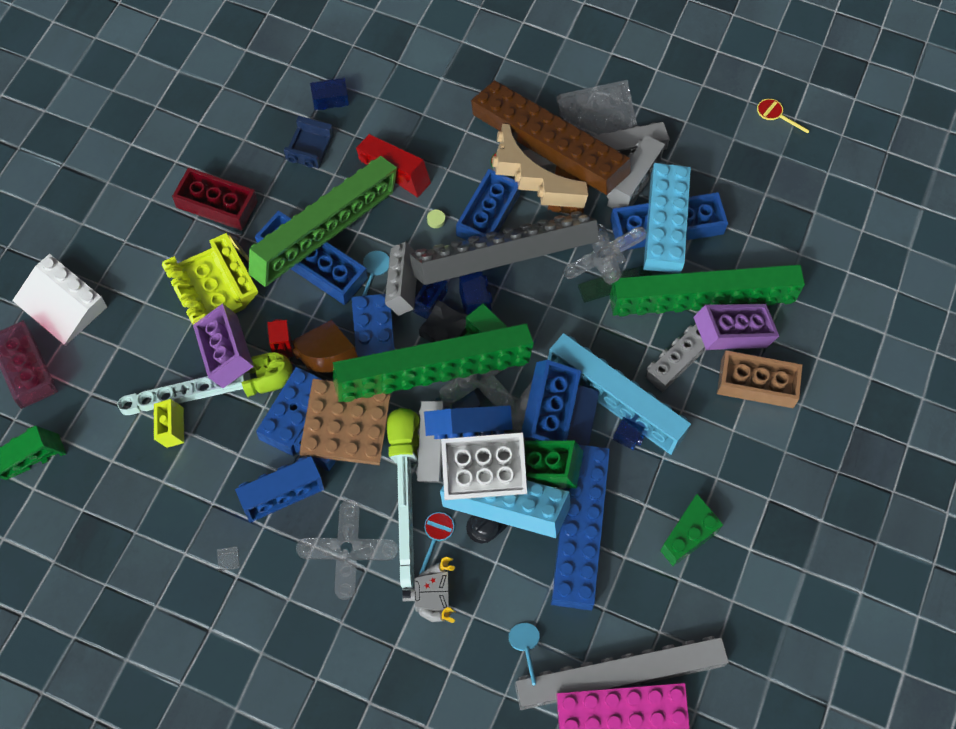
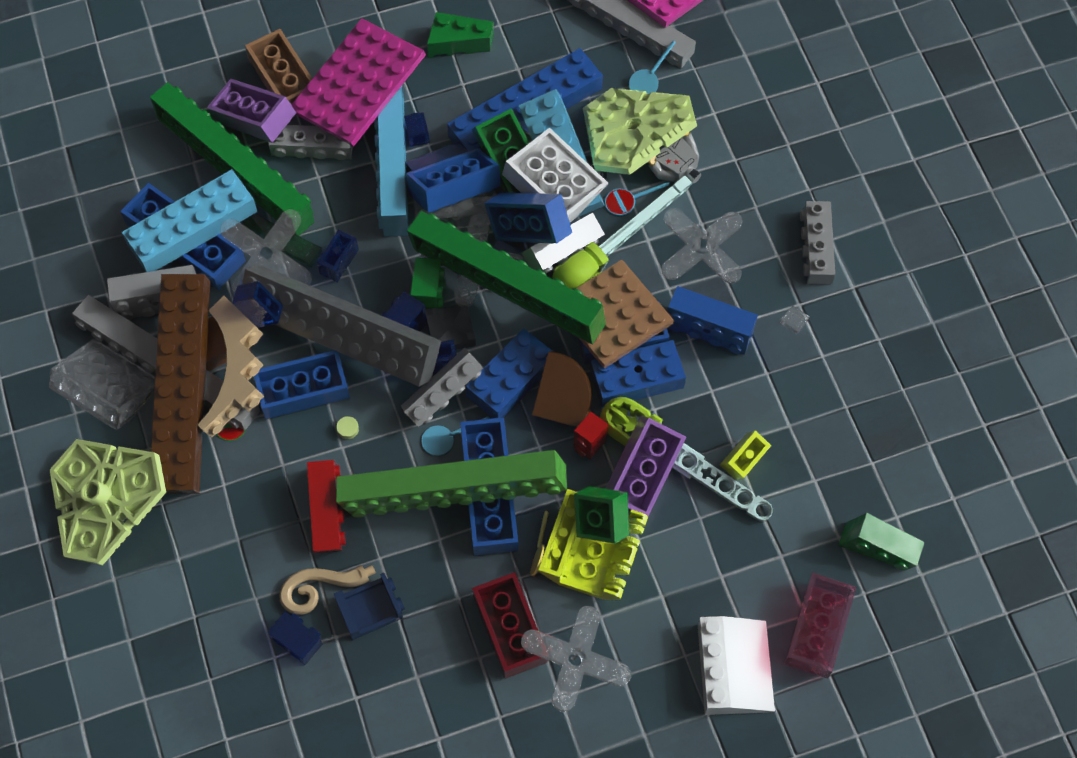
camera: 130 degrees left, 0 degrees up
(149, 201) = (579, 645): none -> clear piece
(215, 287) = (601, 514): none -> green brick
(265, 633) = (818, 242): none -> light grey brick
(335, 147) = (344, 579): none -> tan plant
(507, 578) = (632, 125): none -> yellowish green plate
(512, 59) = (103, 490): none -> yellowish green plate
(557, 201) = (257, 304): none -> clear blue brick
(565, 299) = (338, 256): none -> clear blue brick
(696, 407) = (357, 81): none -> dark pink plate

